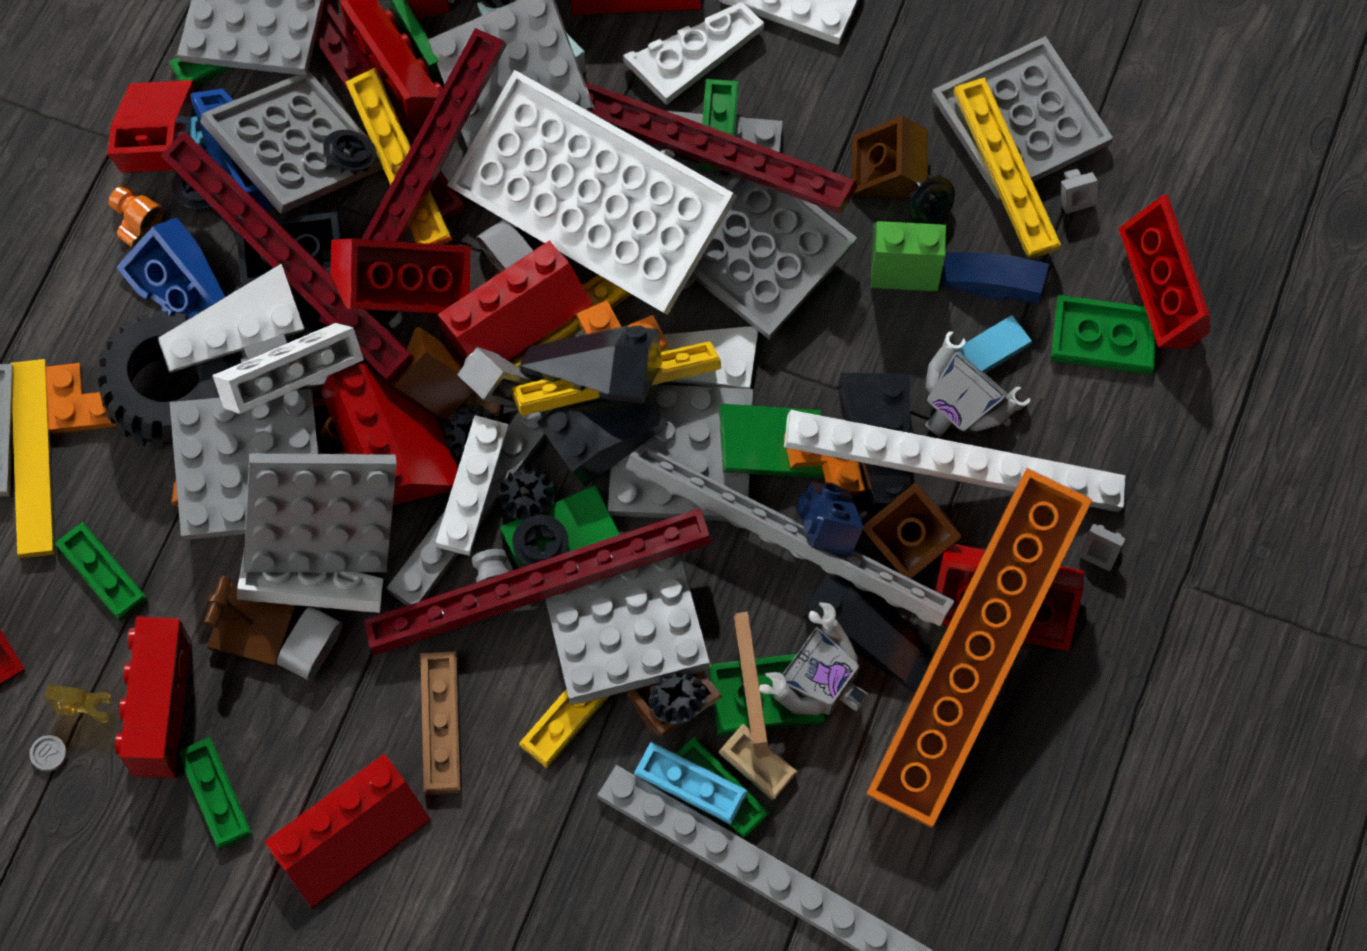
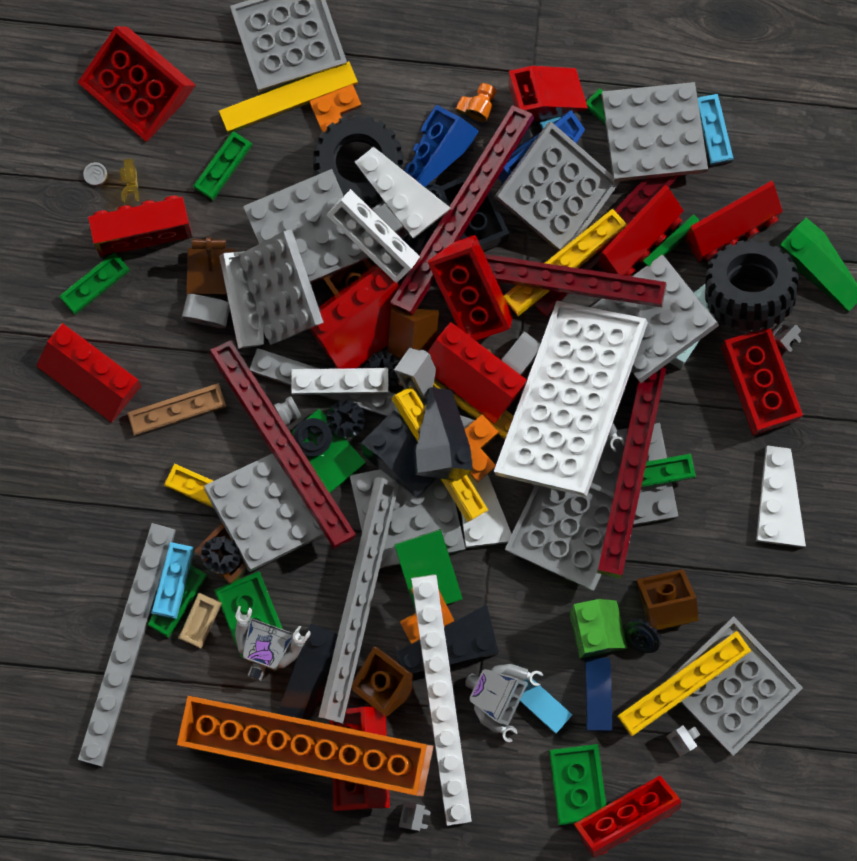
camera: 70 degrees right, 10 degrees up
(356, 144) = (568, 230): black gear -> none
(683, 59) = (713, 438): white wing -> none
(751, 685) = (246, 601): medium nougat tile -> none
(830, 518) = (376, 623): dark blue brick -> none

